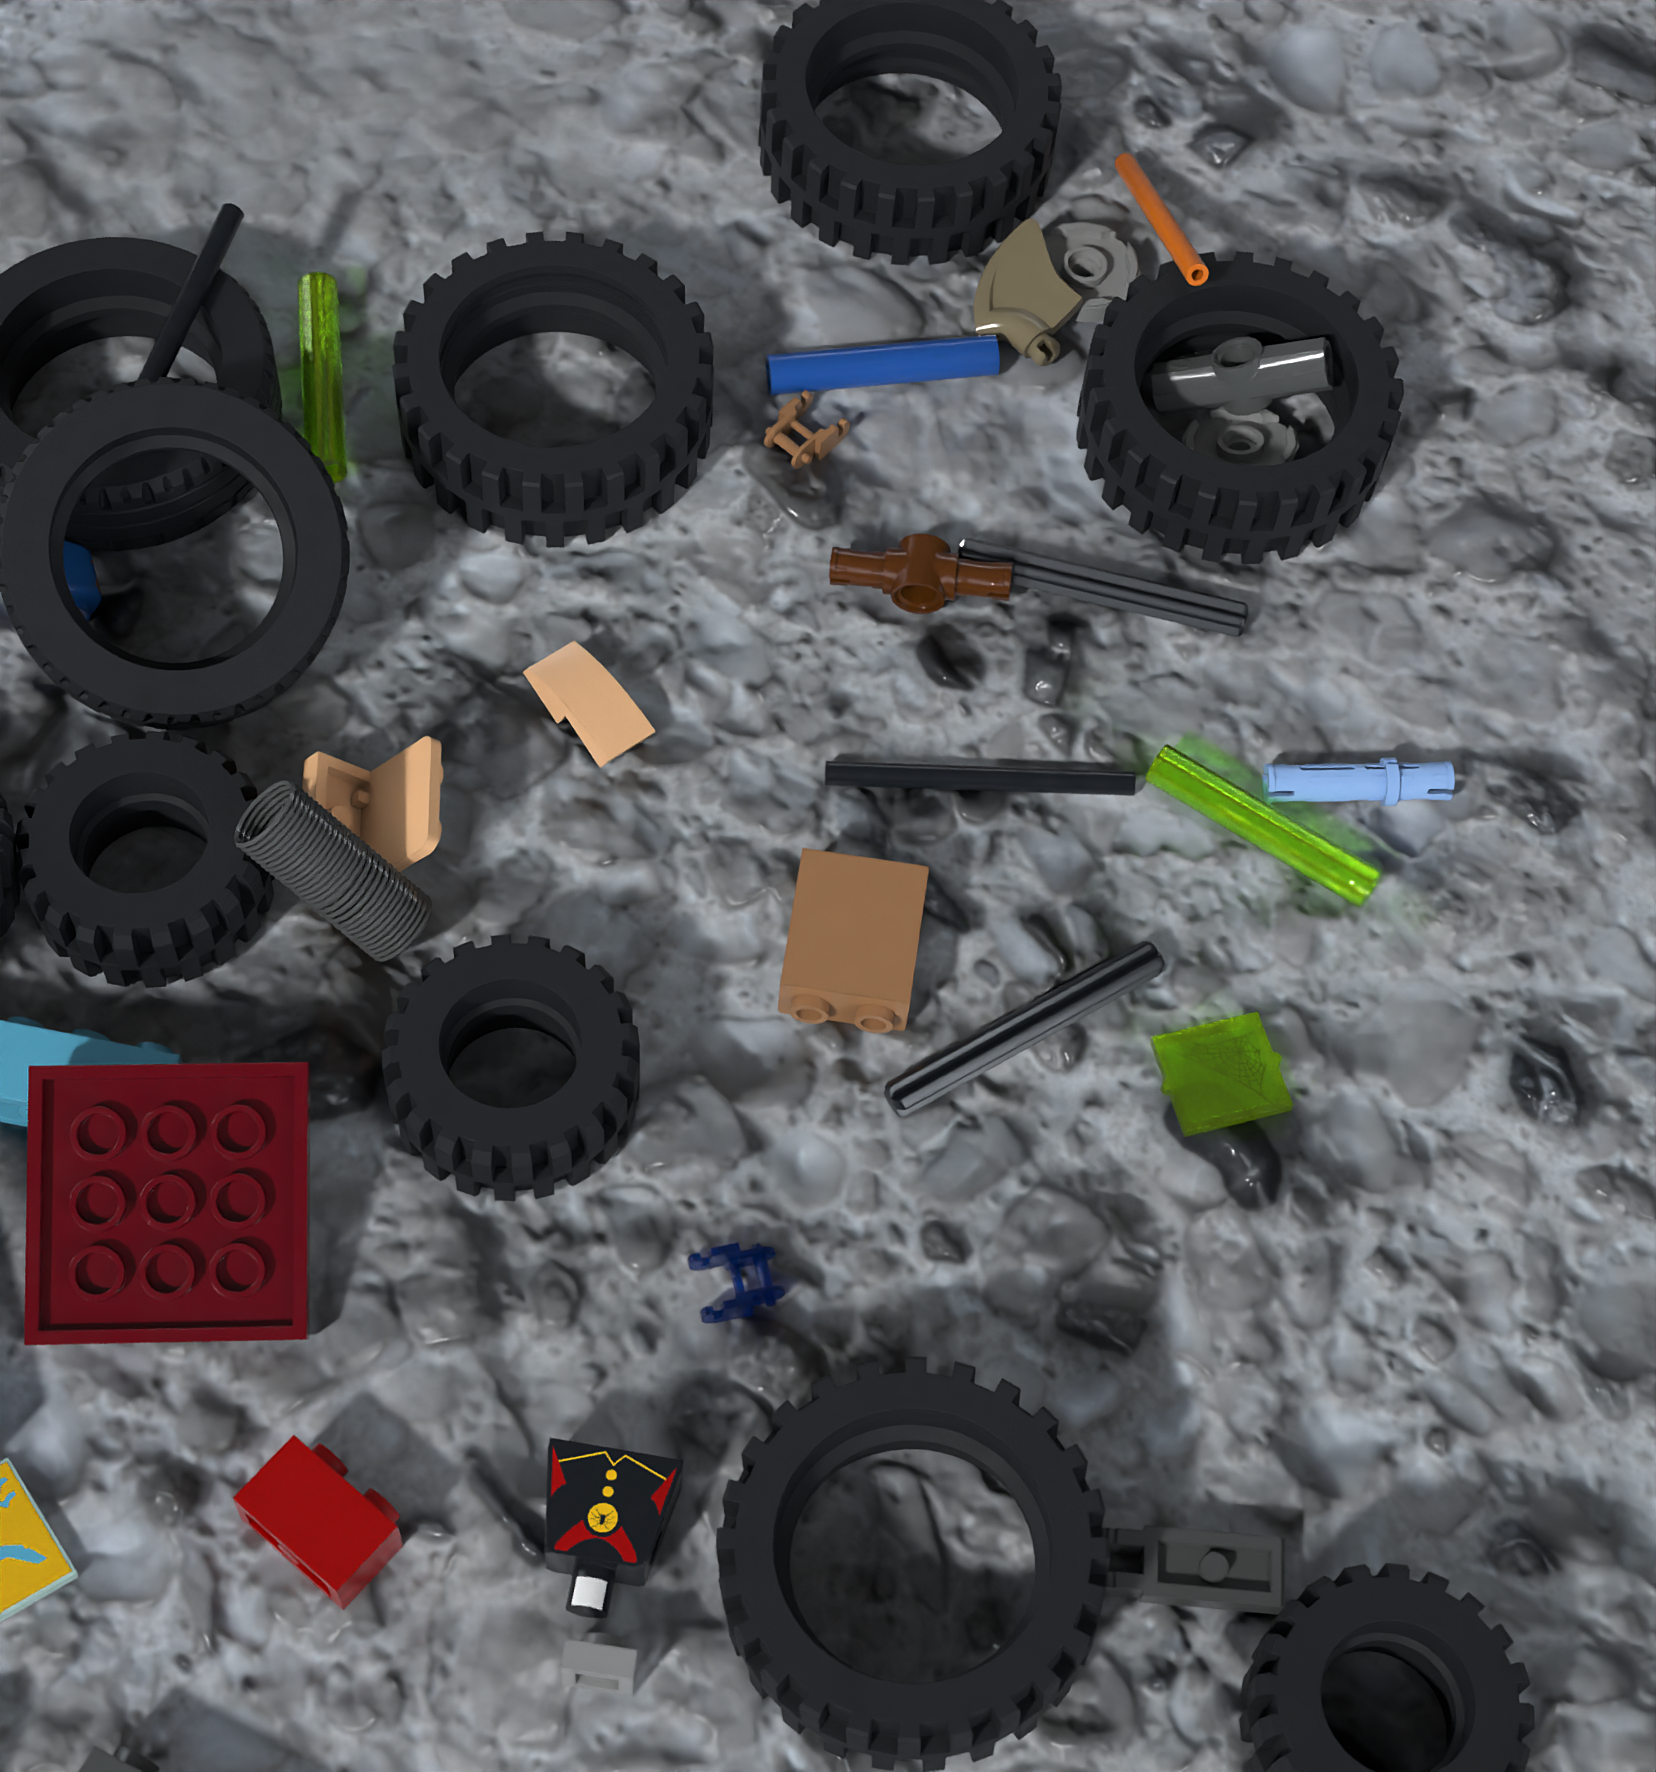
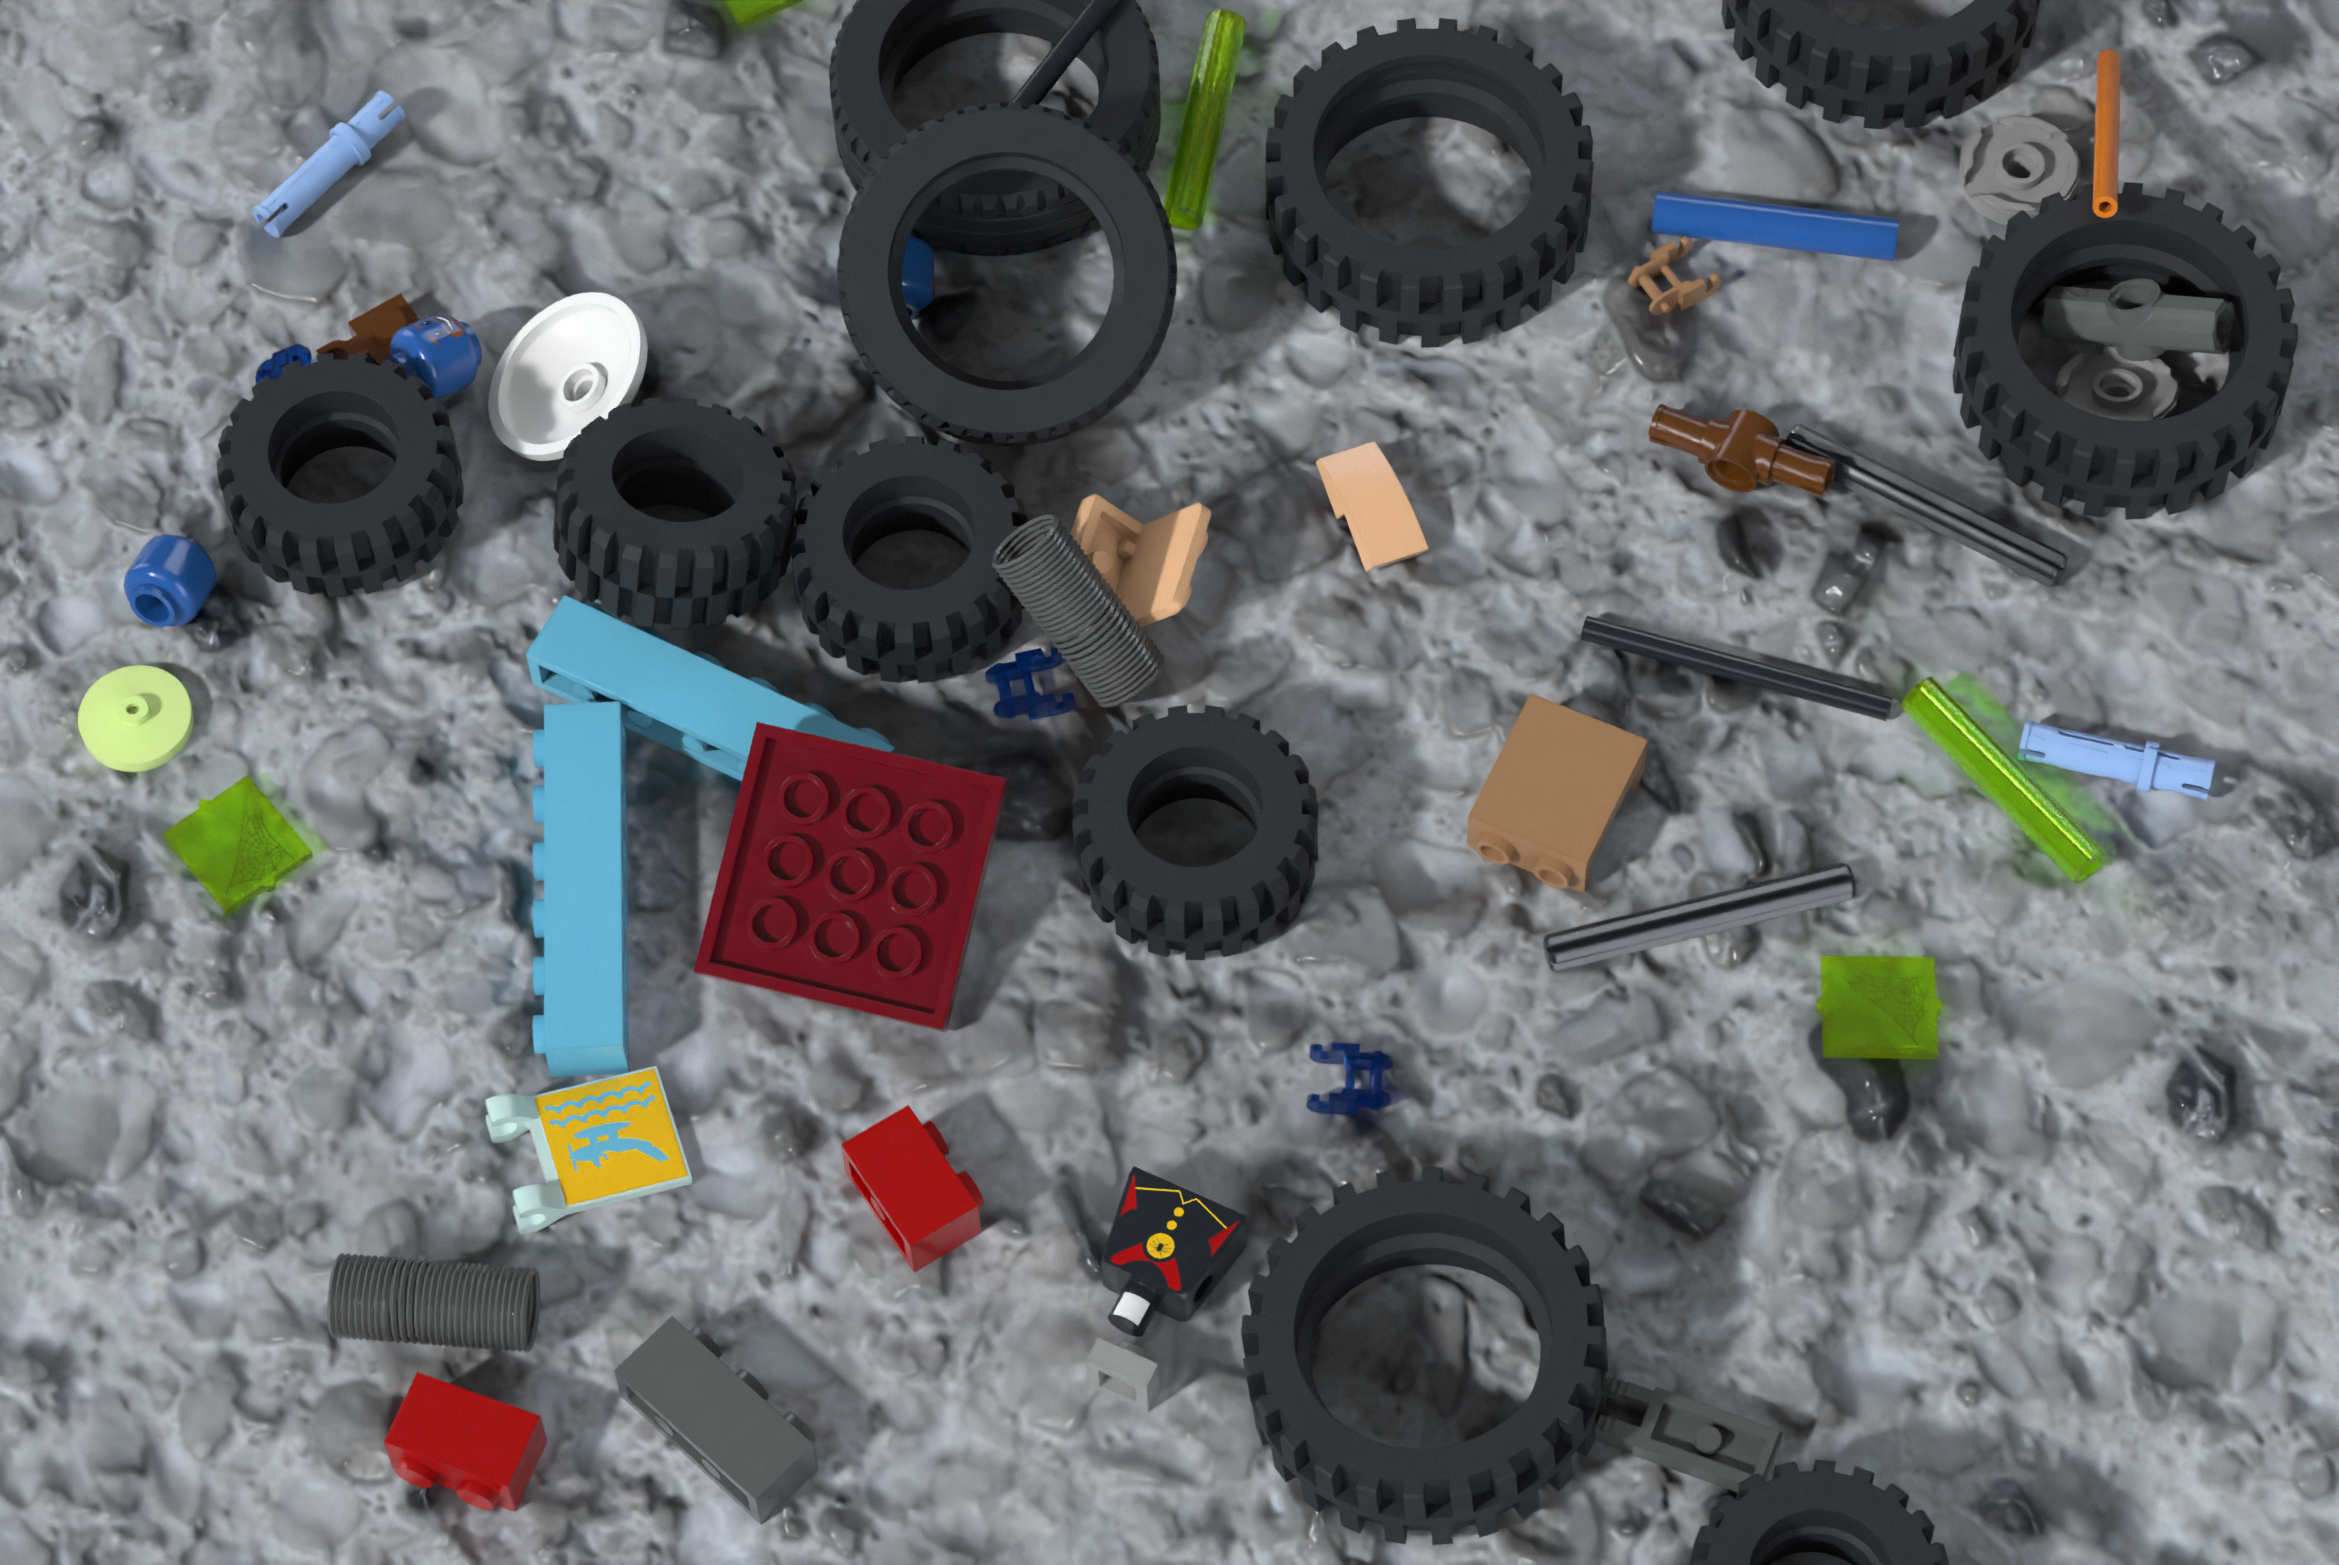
camera: 25 degrees right, 0 degrees up
(308, 974) = (1032, 702): none -> clear blue piece
(1024, 296) = (1944, 184): dark tan arm -> none

